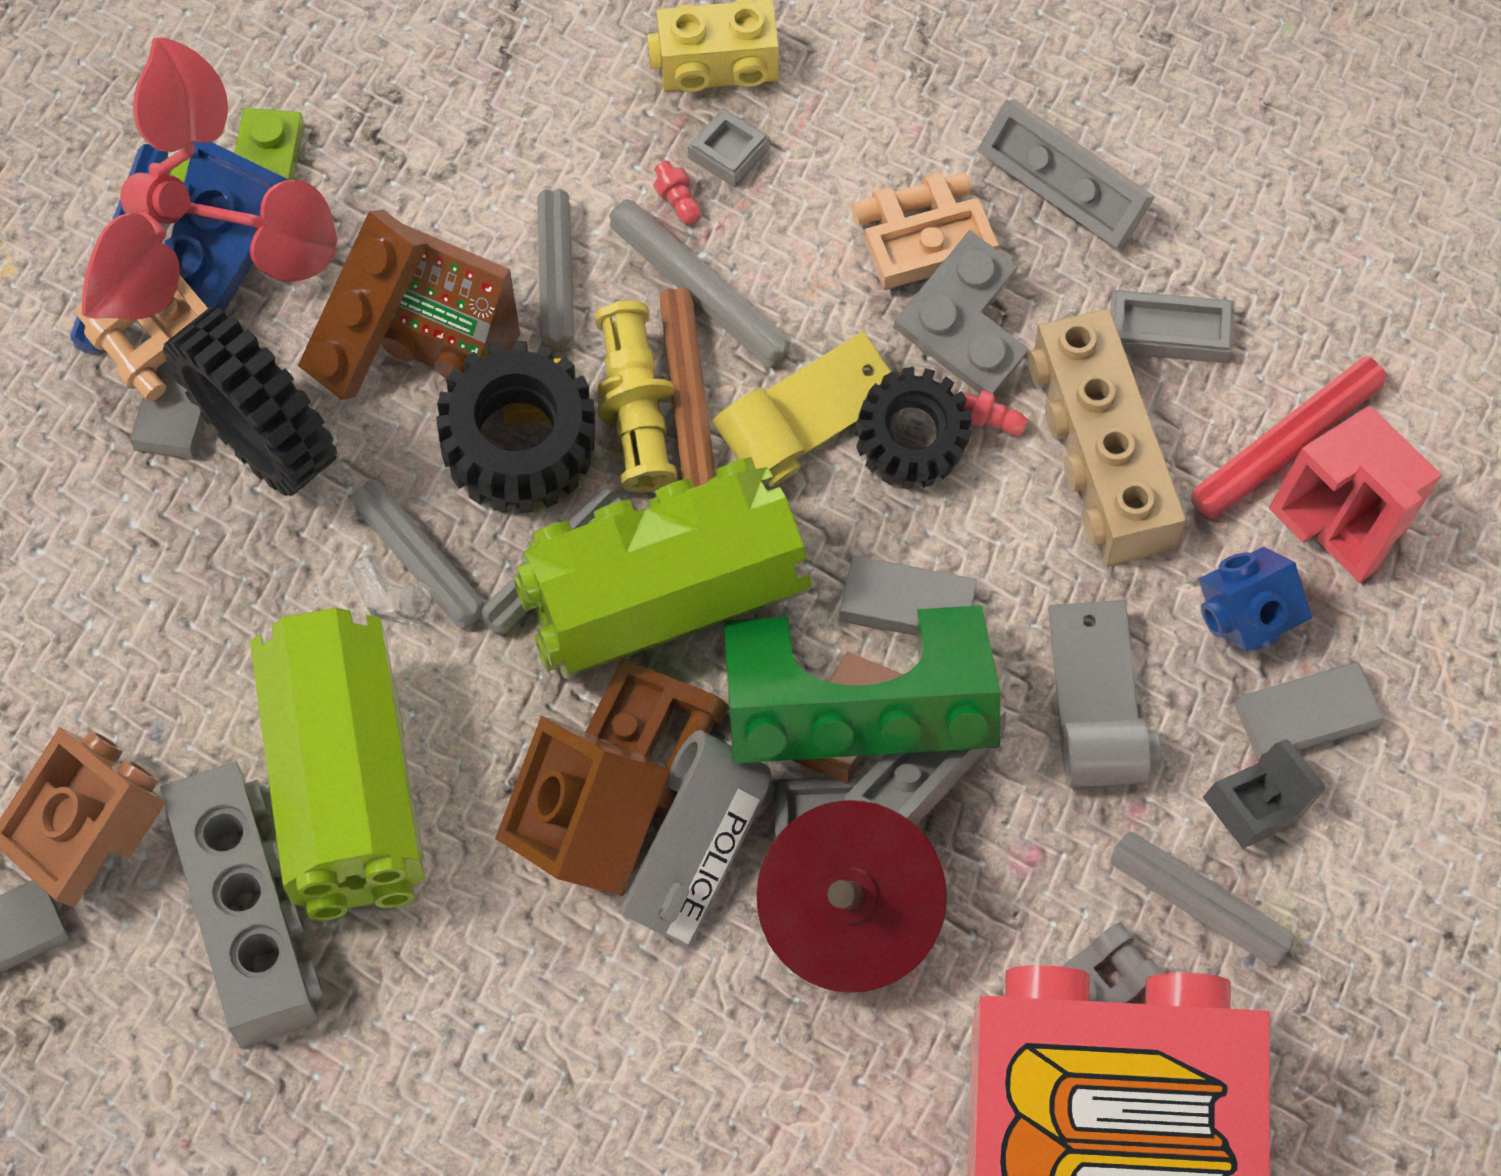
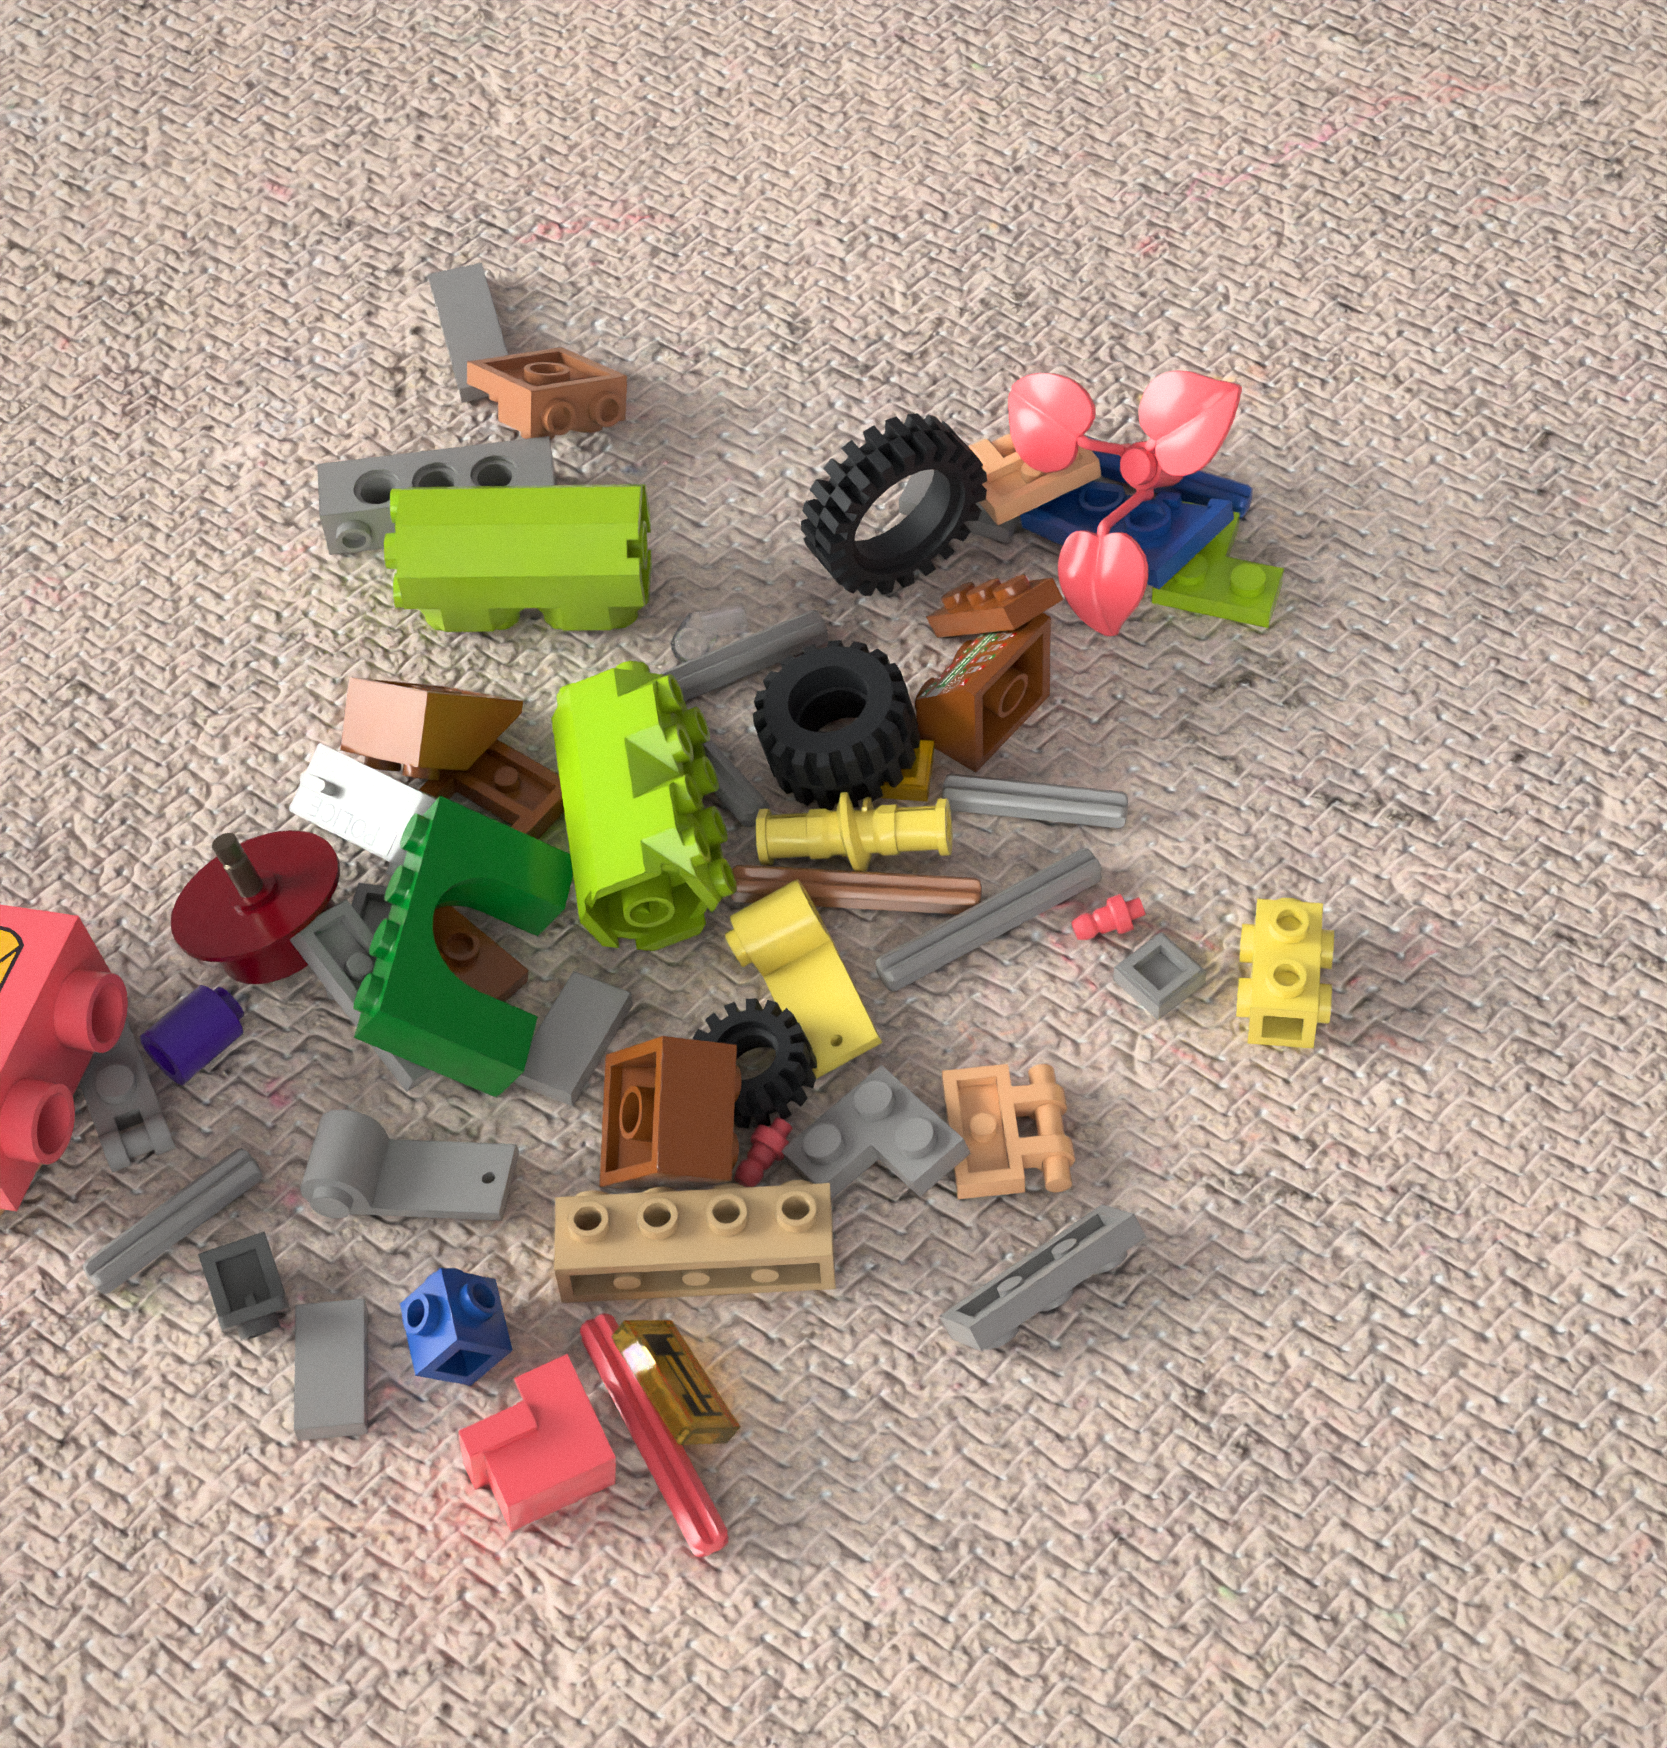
camera: 105 degrees right, 10 degrees down
(995, 934) = (193, 1032): none -> dark purple brick
(1007, 466) = (669, 1114): none -> dark orange slope
(1174, 326) = (827, 1353): light grey tile -> none
(1245, 422) = (675, 1382): none -> clear yellow tile

